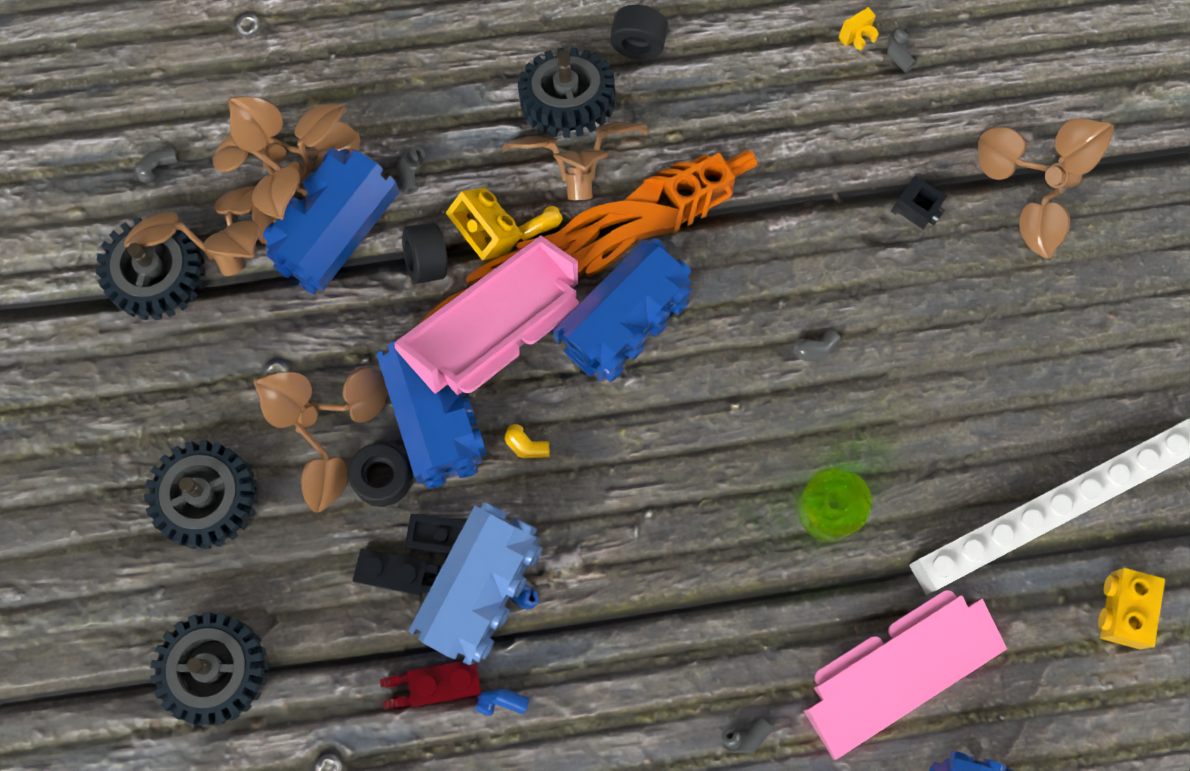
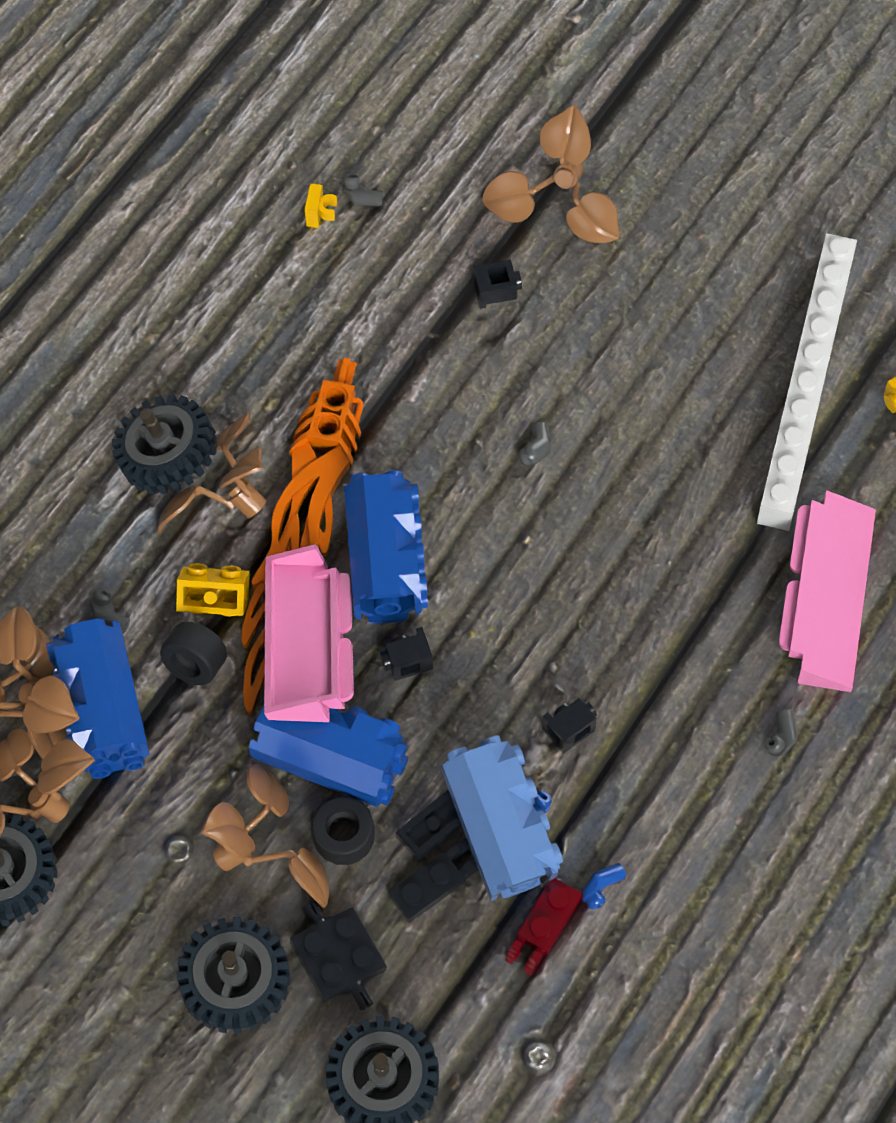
camera: 45 degrees left, 10 degrees down
(283, 554) = (338, 955): none -> black plate
(523, 446) = (416, 710): yellow arm -> none
(548, 220) = (253, 545): yellow arm -> none
(558, 401) = (407, 655): none -> black brick
(610, 567) = (570, 724): none -> black brick
(639, 32) = (167, 354): black tyre -> none
(834, 486) = (668, 531): clear neon green brick -> none

